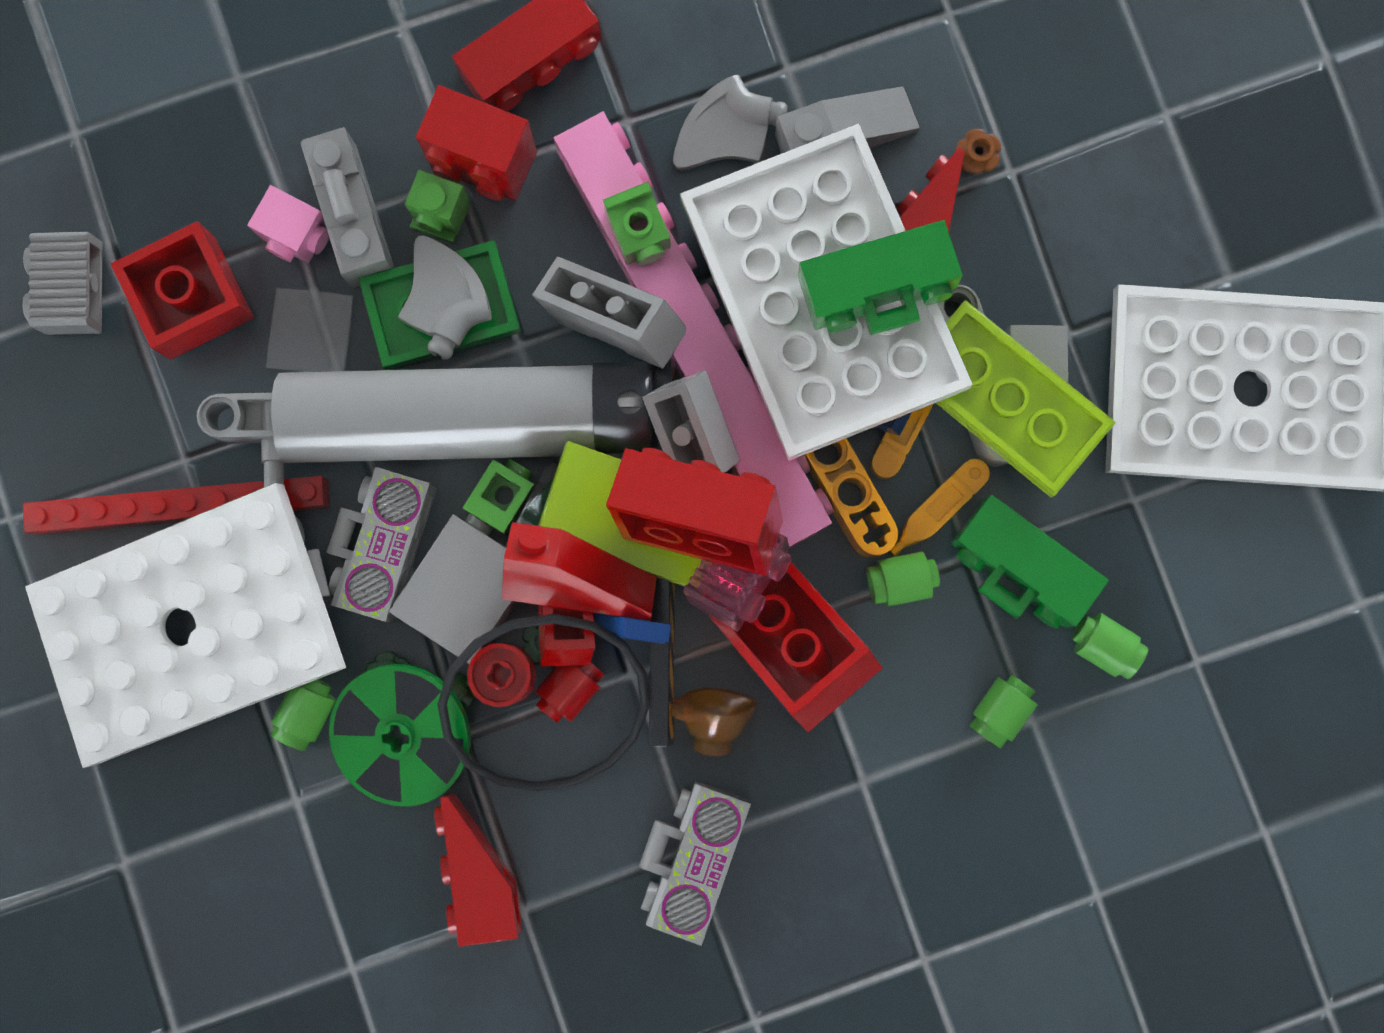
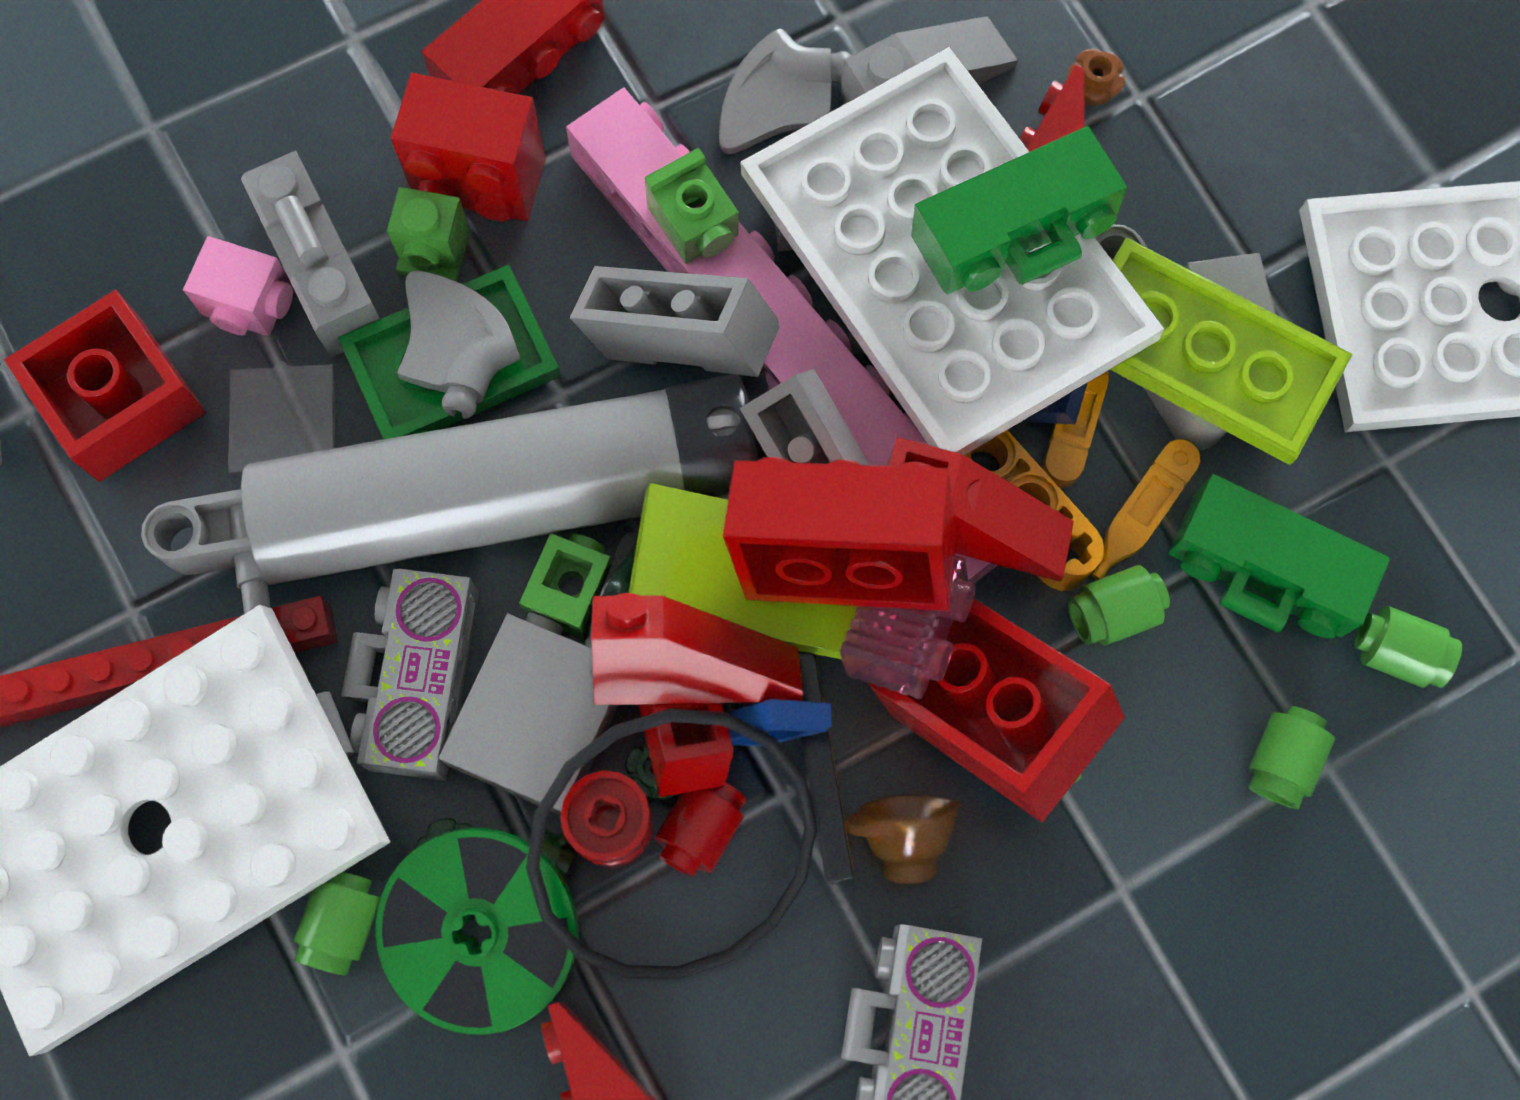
camera: 10 degrees left, 10 degrees down
(812, 502) = (994, 516): none -> red slope

